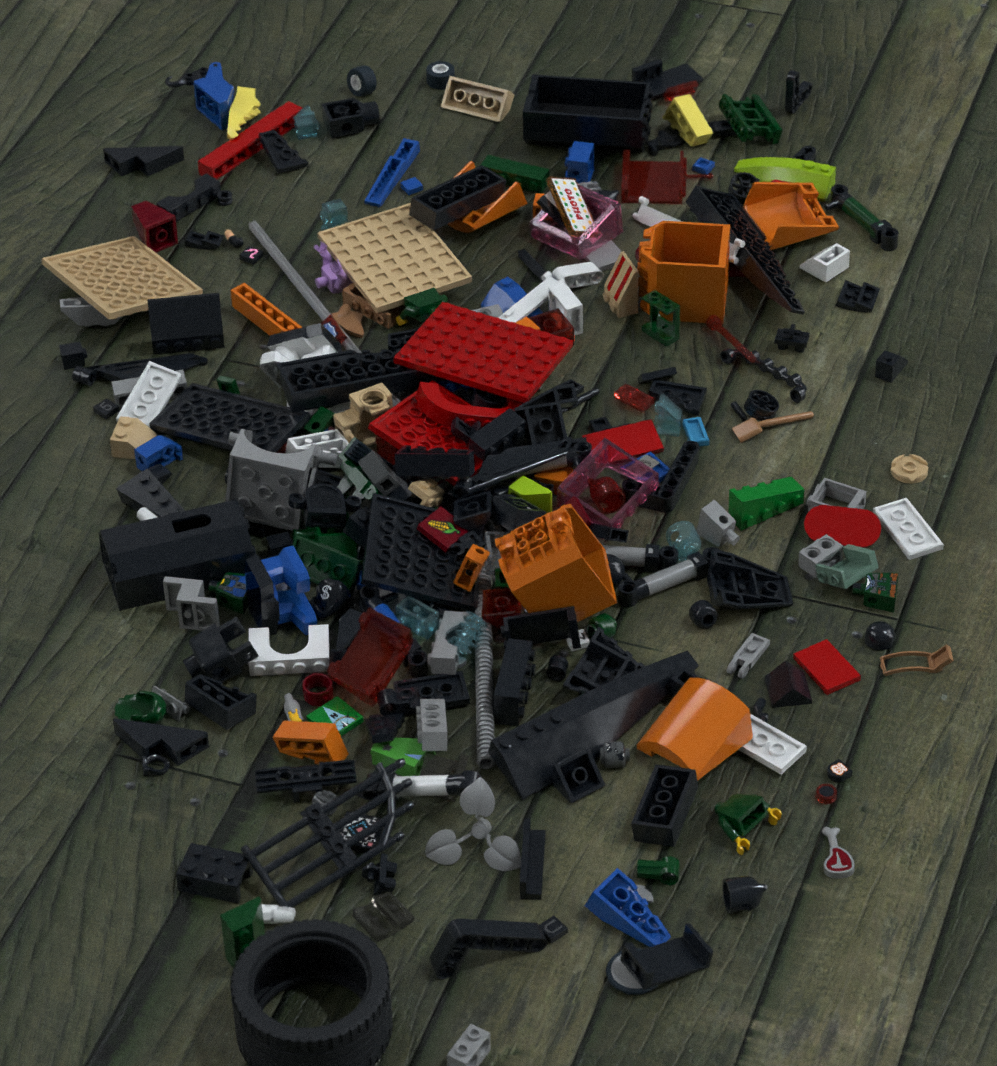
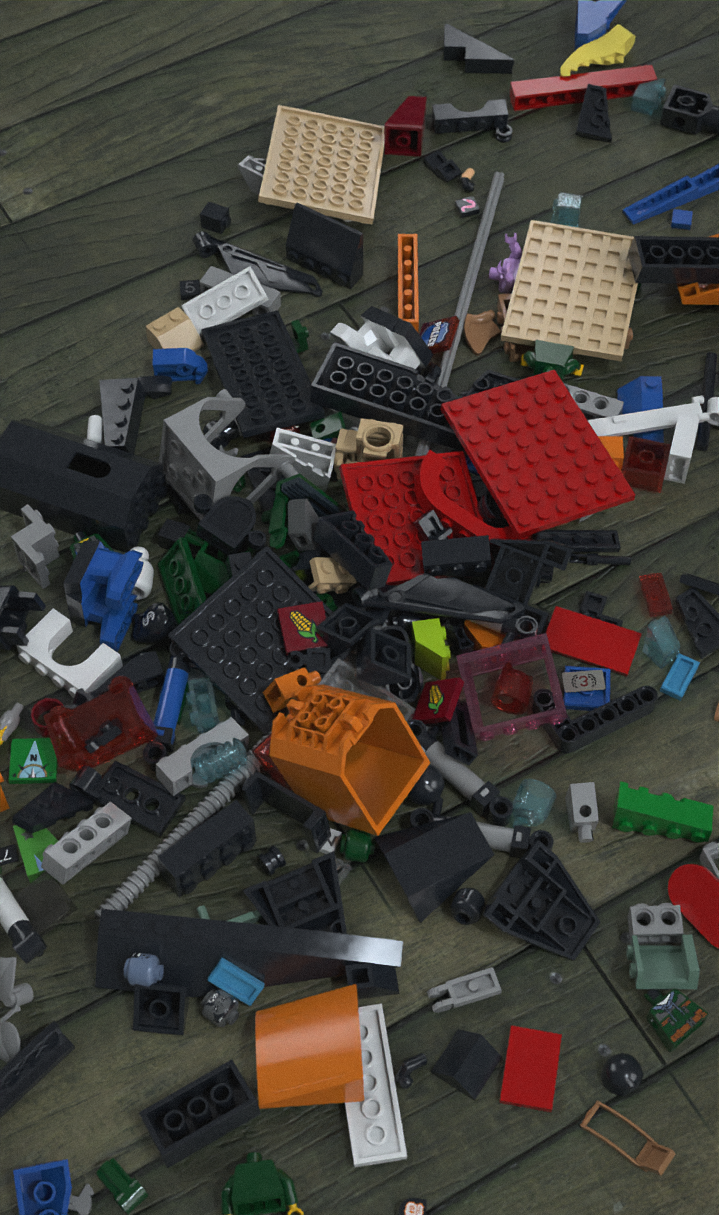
camera: 40 degrees right, 15 degrees up
(380, 659) = (105, 734): none -> black plate
(549, 756) = (143, 969): none -> sand blue head
(610, 732) = (236, 981): none -> dark azure tile
(659, 599) = (435, 859): none -> black wedge

